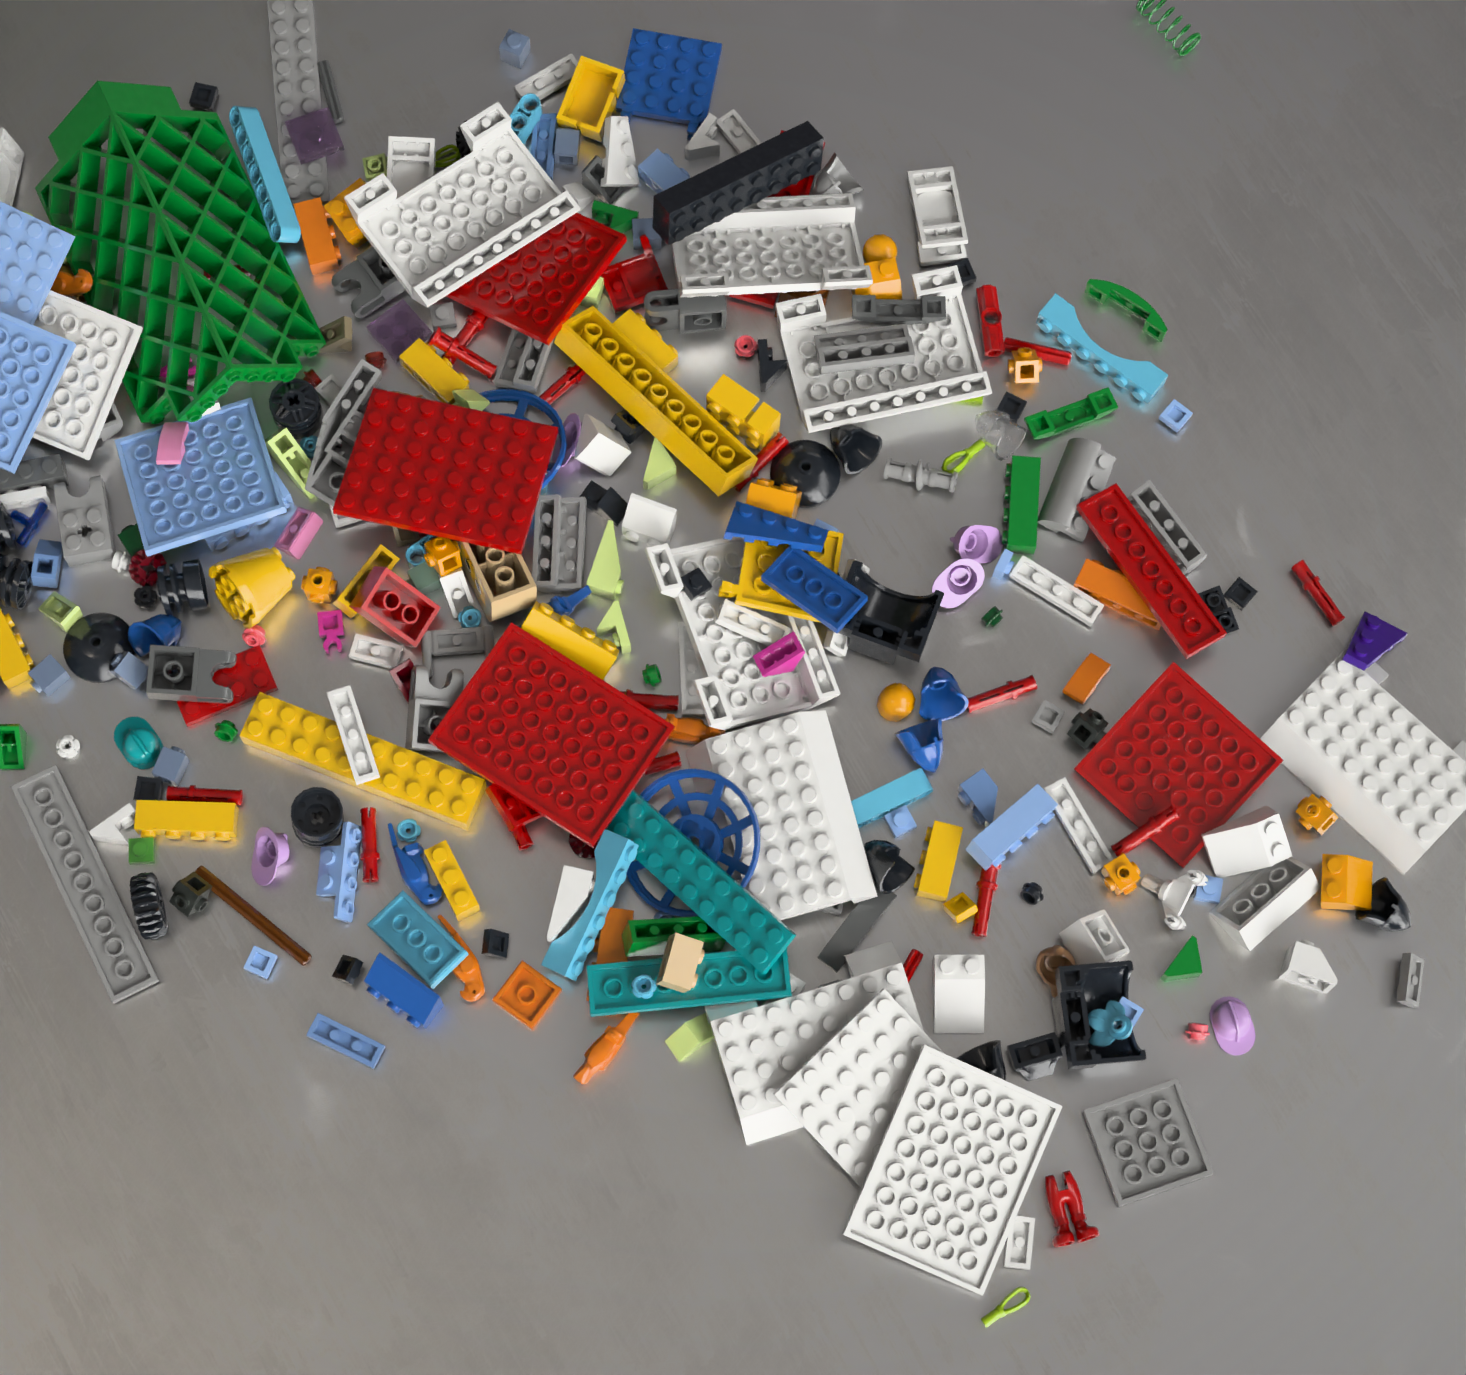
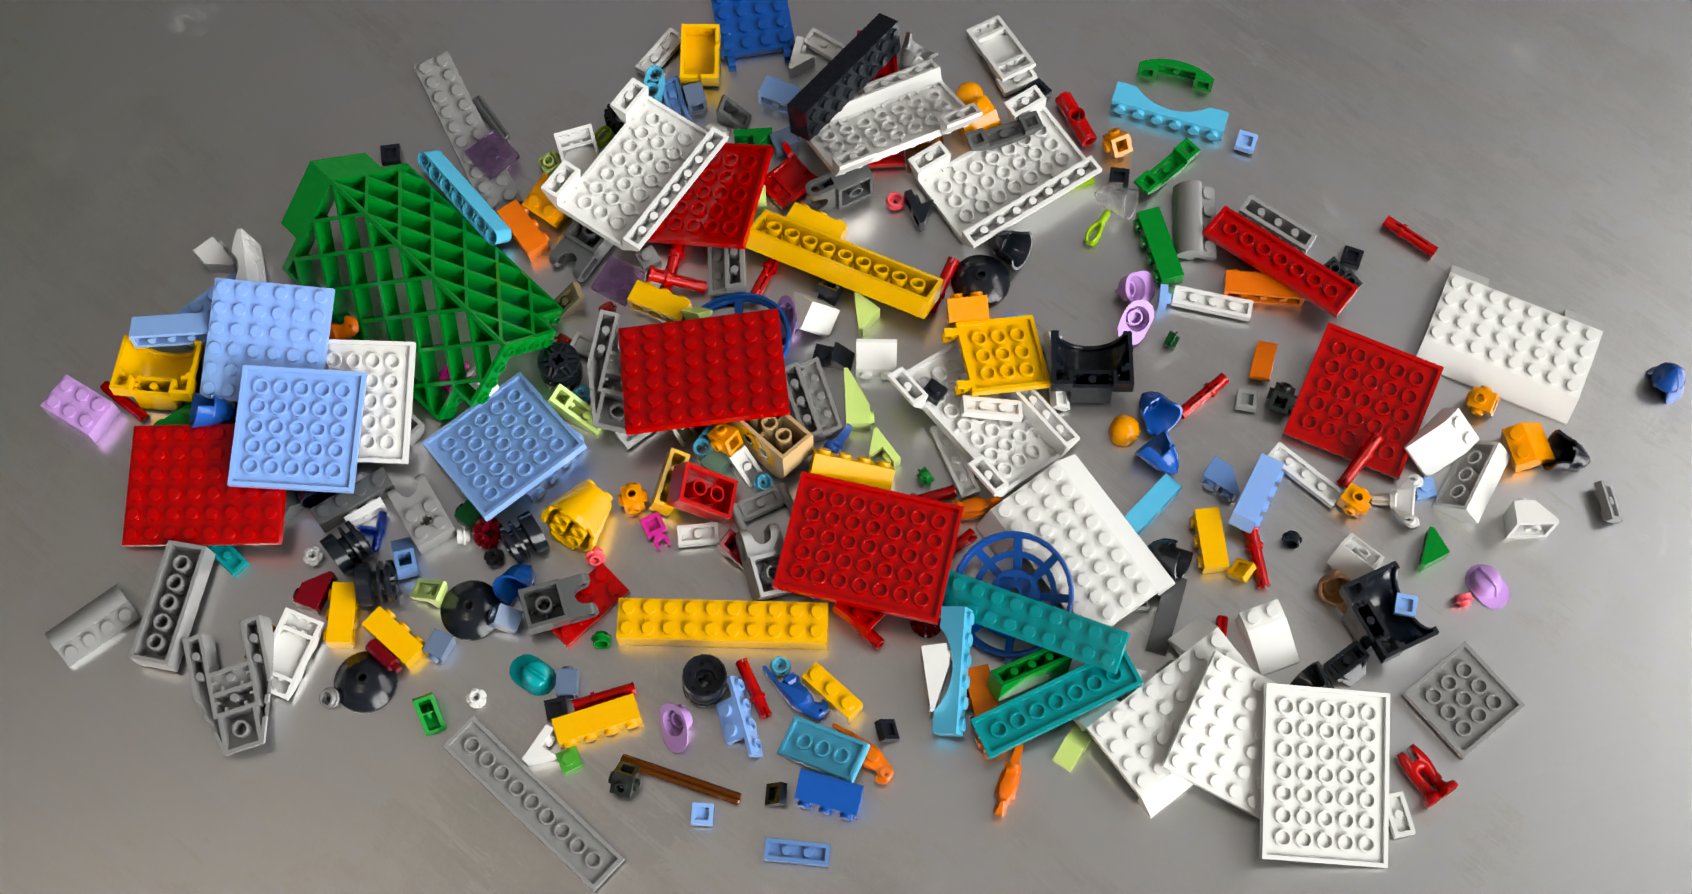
camera: 15 degrees left, 5 degrees down
(148, 905) = (594, 800): black gear -> none
(171, 443) = (471, 427): bright pink slope -> none
(299, 532) = (599, 463): bright pink slope -> none
(353, 735) = (710, 603): white plate -> none
(514, 49) = (624, 38): sand blue brick -> none
(527, 995) = (928, 762): orange tile -> none
(620, 157) = (740, 89): white wing -> none
(641, 980) = (1028, 723): medium azure plate -> none
(680, 963) = (1046, 689): tan brick -> none
(733, 408) = (907, 248): yellow piece -> none
(763, 525) = (970, 327): blue wing -> none
(780, 656) = (1023, 424): dark pink slope -> none
(814, 588) = (1031, 361): blue plate -> none
(864, 349) = (990, 170): light grey brick -> none
(900, 821) = (1165, 521): light blue plate -> none
(920, 475) = (1072, 251): light grey piece -> none
(1000, 1312) = (1405, 875): lime piece -> none
(1045, 352) = (1131, 128): red axle -> none
(1106, 1022) = (1394, 616): medium azure plate -> none
(1371, 641) = (1466, 257): dark purple wing -> none

